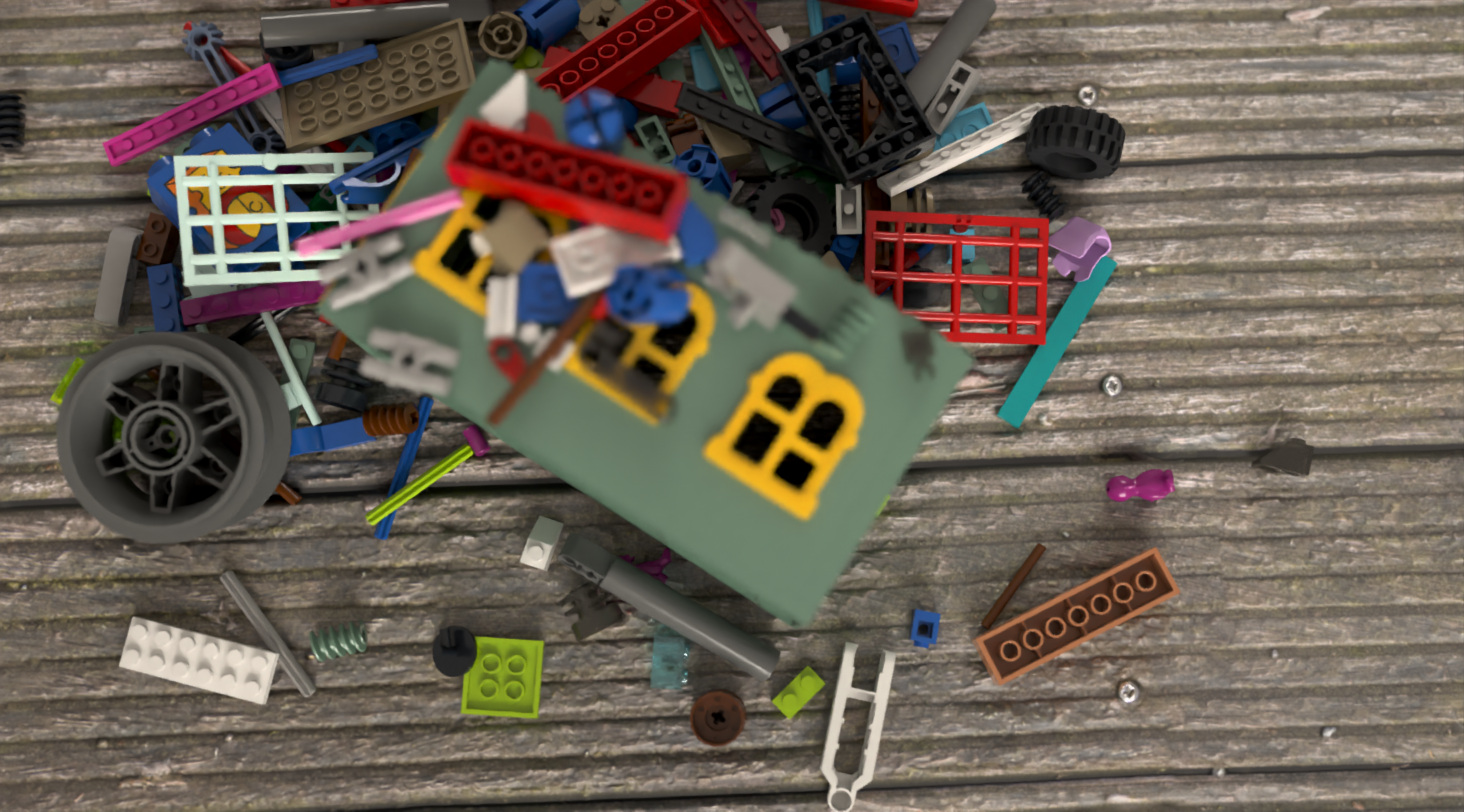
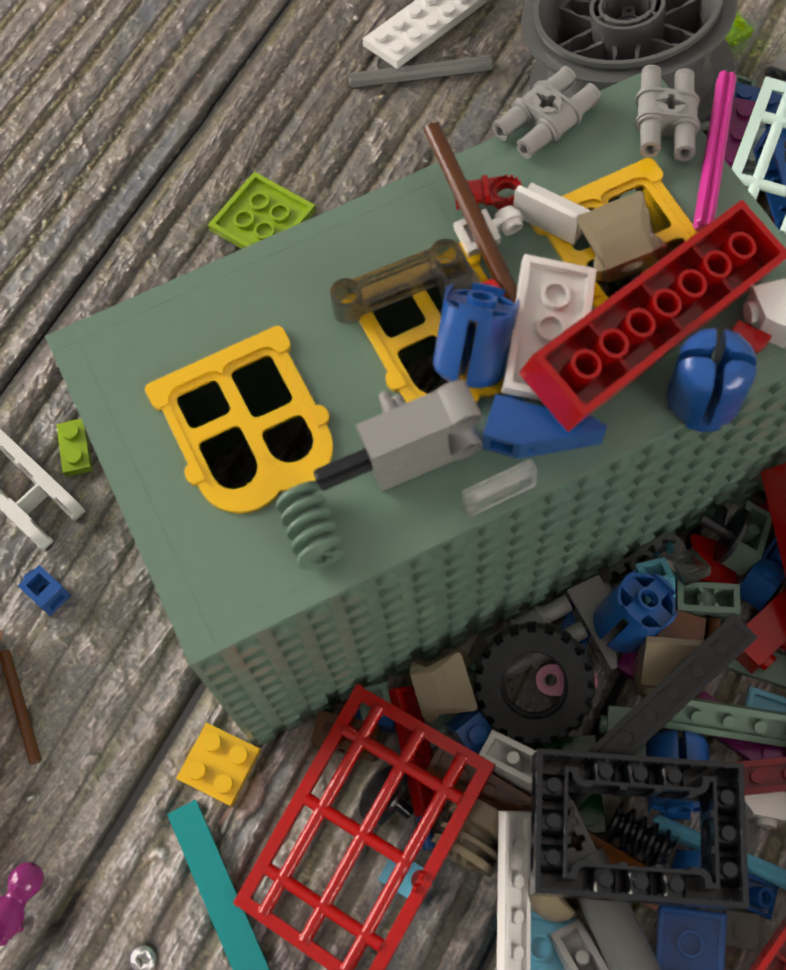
camera: 130 degrees right, 15 degrees down
(339, 642) = (378, 112): sand green piece -> none
(454, 651) = (310, 190): black shield -> none
(543, 295) = (545, 239): blue plate -> none
(919, 347) = (239, 601): clear smoke plate -> none
(966, 417) = (219, 764): none -> yellow plate
(988, 296) = (317, 874): sand green plate -> none

